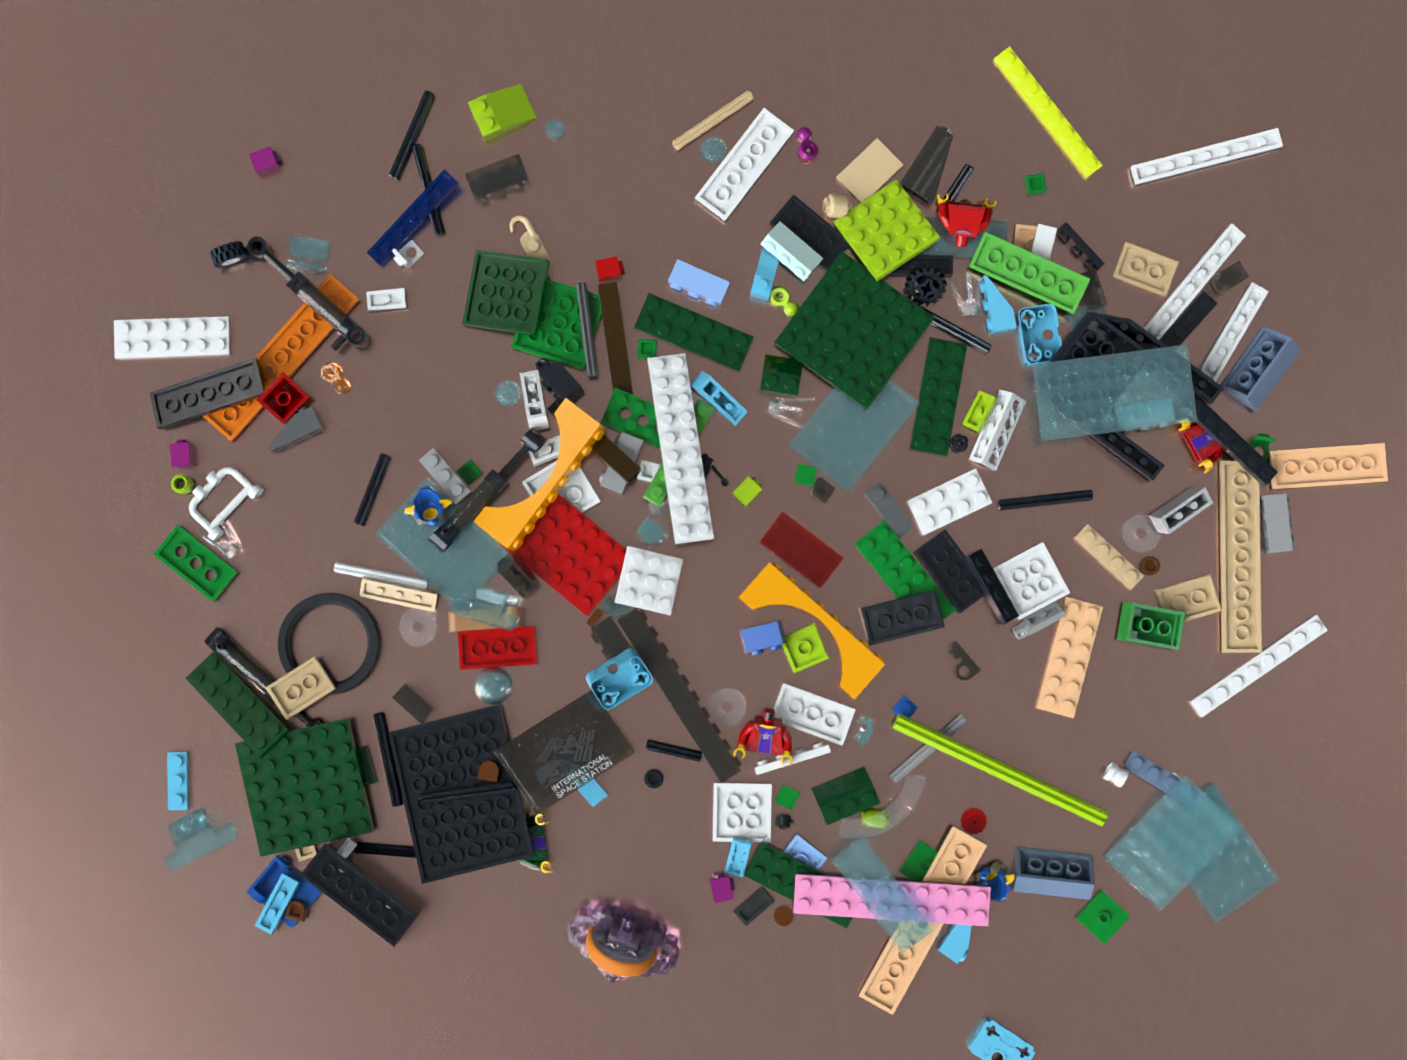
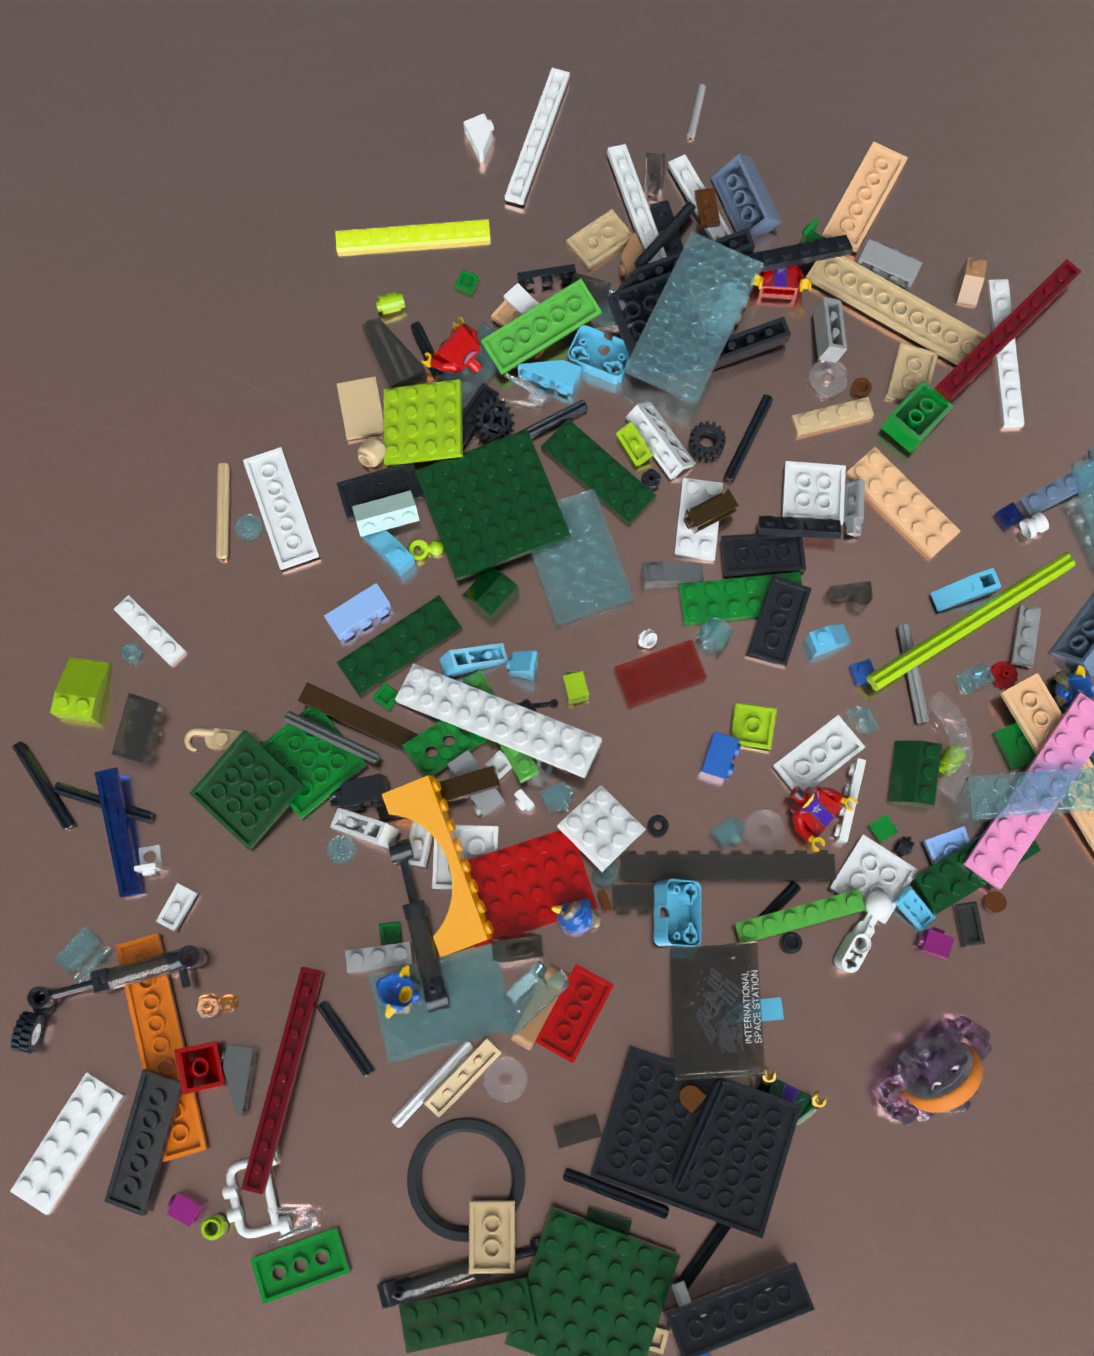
camera: 55 degrees left, 10 degrees down
(314, 463) = (282, 1081): none -> dark red plate
(493, 685) = (608, 1041): clear light blue cylinder -> none
(569, 604) = (577, 916): none -> blue hair
(581, 130) = (149, 630): none -> white plate
(609, 269) = (290, 683): red brick -> none
(631, 508) = (523, 801): none -> white plate
(674, 618) = (661, 819): none -> black plate
(676, 773) = (800, 916): none -> bright green plate
(708, 680) = (728, 832): none -> clear light blue brick
(721, 827) = (877, 906): none -> white beam
(738, 439) = (523, 664): none -> medium azure slope
(778, 406) = (516, 612): clear plant -> none
(805, 475) = (593, 627): green tile -> none
(808, 148) = (305, 446): magenta plate -> none
(821, 490) = (617, 621): clear smoke plate -> none
(822, 522) = (647, 638): none -> white plate
(858, 573) = (715, 634): none -> clear light blue brick
(858, 662) = (795, 686): light orange arch -> none
(913, 665) = (827, 639): none -> medium azure slope
(955, 800) = (975, 678): none -> clear light blue bracket
(957, 508) = (710, 511): none -> dark brown window
(974, 134) = (390, 303): none -> lime brick
(1017, 820) = (1025, 636): none -> light grey plate
(1023, 750) = (966, 590): none -> medium azure slope
(1028, 459) = (698, 448): none -> black tyre
(1113, 750) = (1009, 516): none -> clear blue plate
(1142, 308) = (630, 254): none -> medium nougat slope
(1175, 108) = (479, 134): none -> white slope
(1181, 322) = (665, 235): none -> black axle
(1228, 341) = (707, 208): none -> reddish brown plate
(1276, 656) = (1007, 330): none -> dark red plate
(1304, 601) = (971, 281): none -> slope
(1320, 274) = (696, 110): none -> light grey piece

